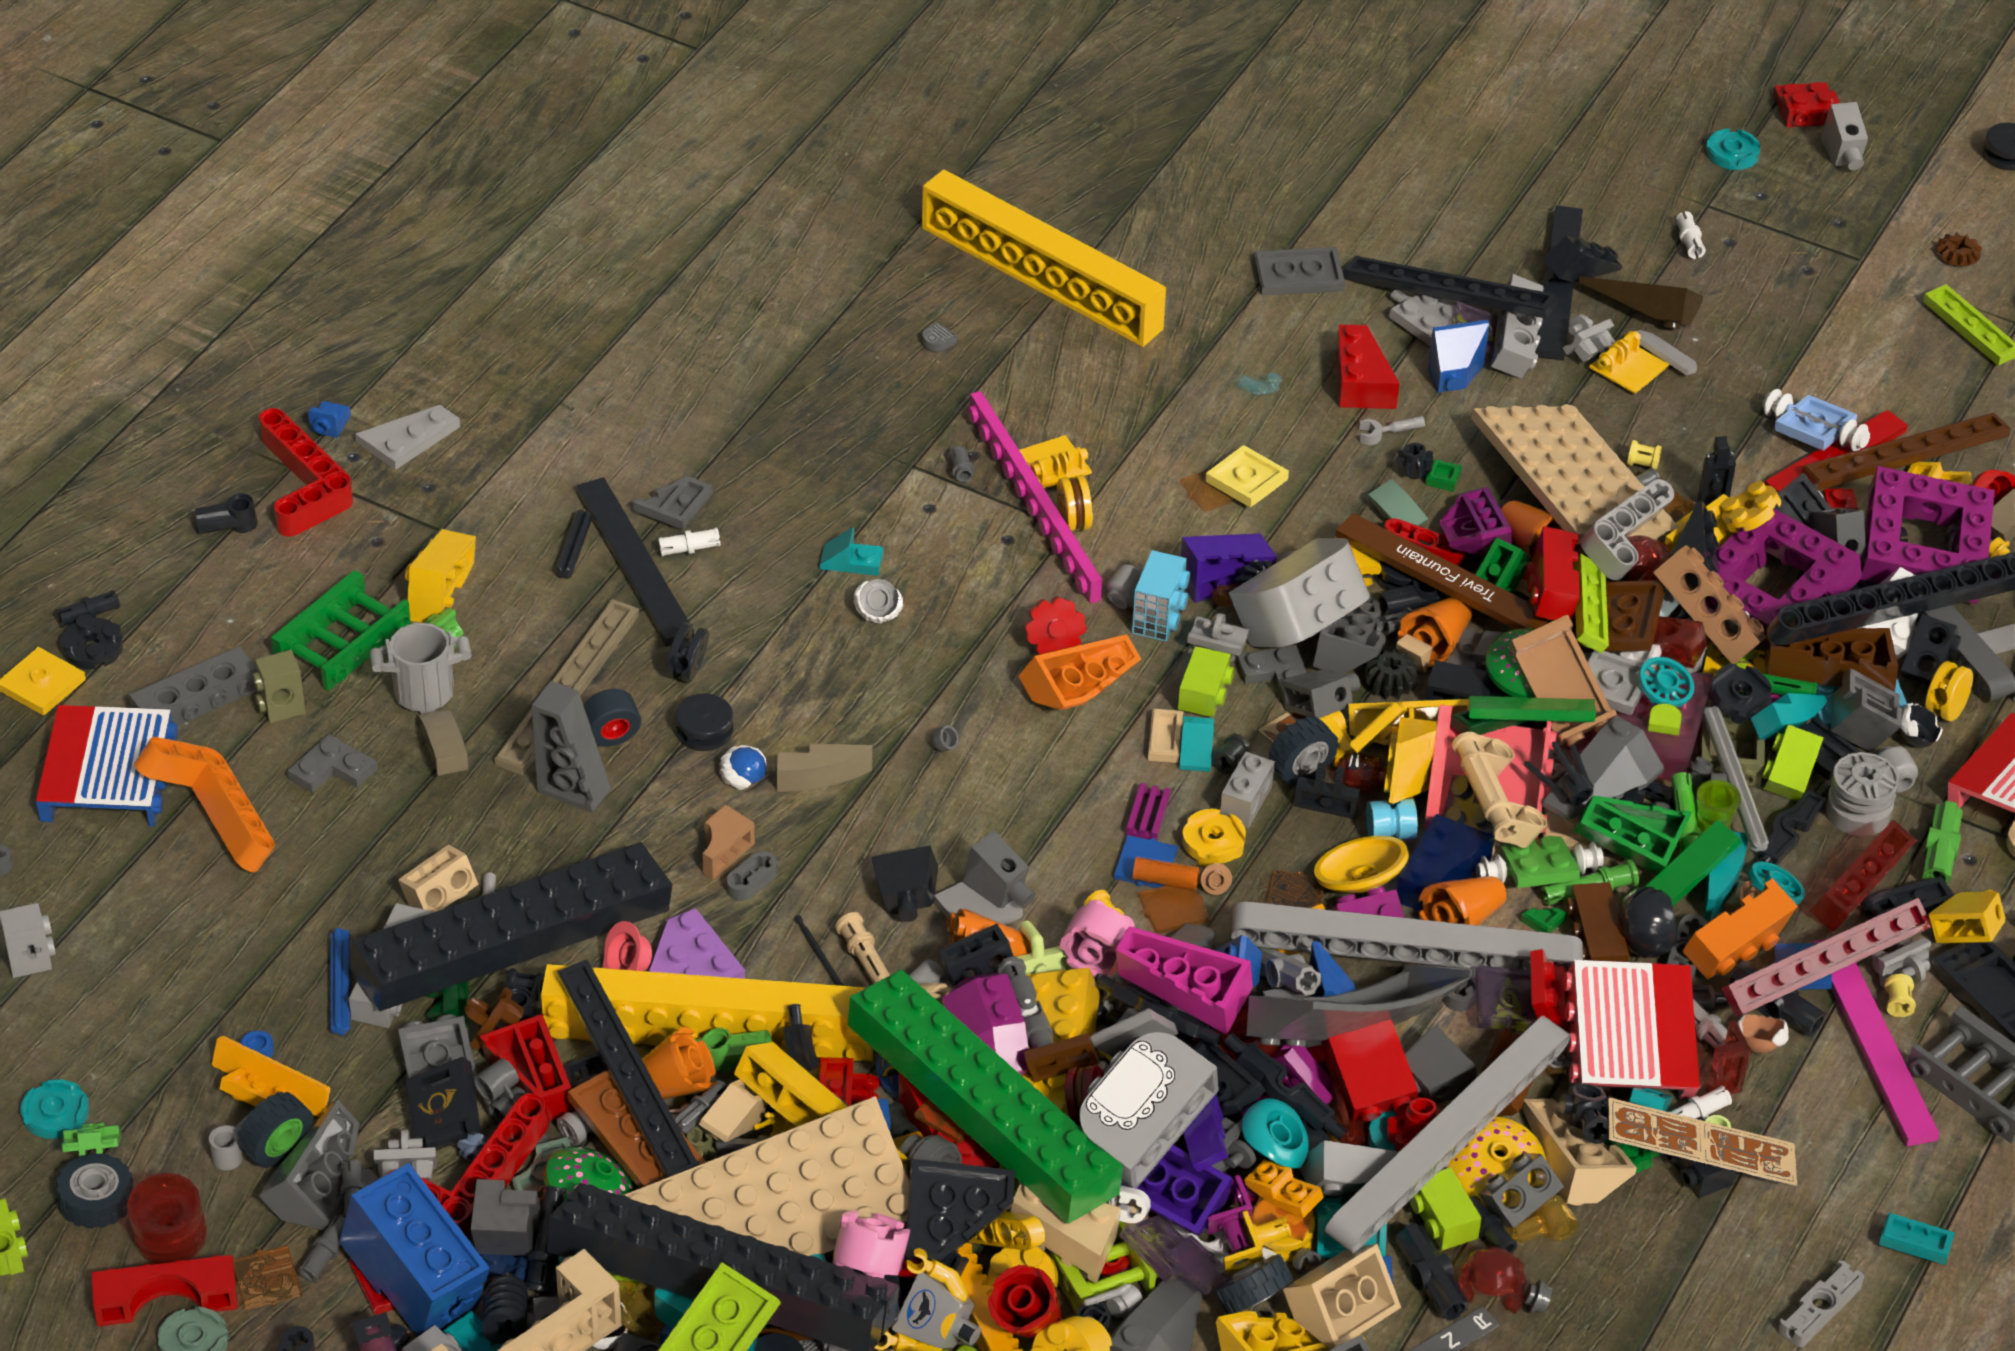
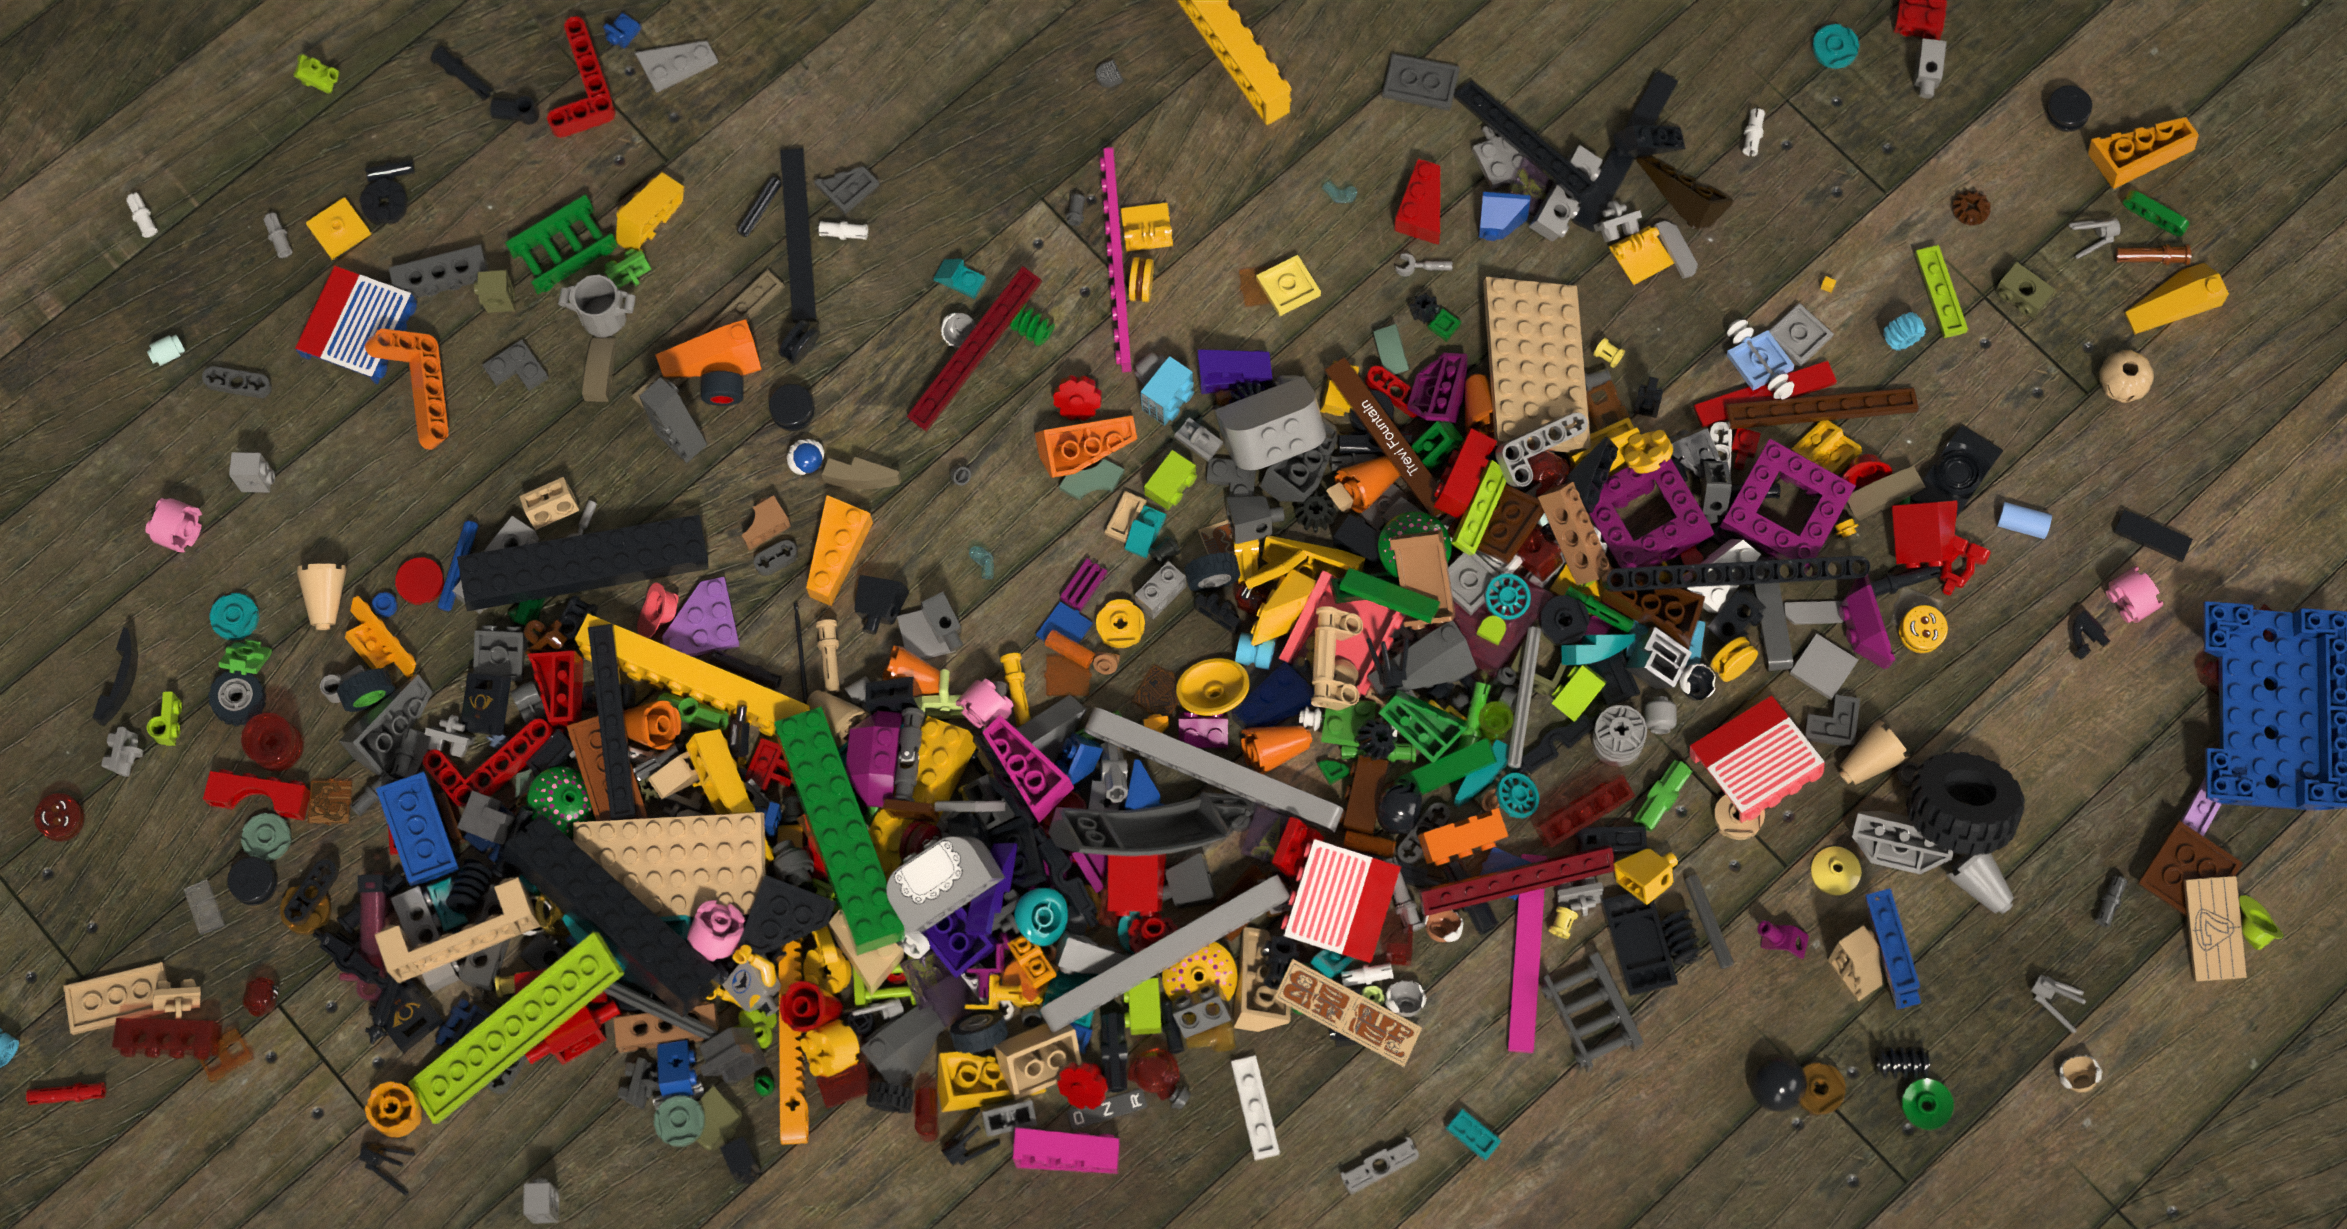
camera: 25 degrees right, 25 degrees up
(130, 494) = (454, 67): none -> black pin
(170, 1042) = (322, 592): none -> tan cone
(294, 1010) = (419, 581): none -> red tile
(555, 1133) = (551, 753): none -> black tile
(595, 670) = (722, 349): none -> orange wedge
(826, 837) = (837, 545): none -> light orange wedge
(908, 607) = (974, 348): none -> dark red plate
(956, 575) = (1032, 327): none -> green piece
(1014, 815) = (985, 560): none -> clear light blue arm
(1116, 704) = (1101, 477): none -> sand green tile
(1413, 1310) = (1082, 1085): none -> red plant
(1587, 857) = (1375, 739): none -> black gear
(1635, 1286) = (1255, 1107): none -> white tile
(1759, 1117) = (1405, 998): none -> light grey hair
(1846, 392) = (1800, 334): none -> light grey tile
(1847, 346) = (1828, 284): none -> yellow piece
(1956, 361) = (1904, 331): none -> medium azure gear

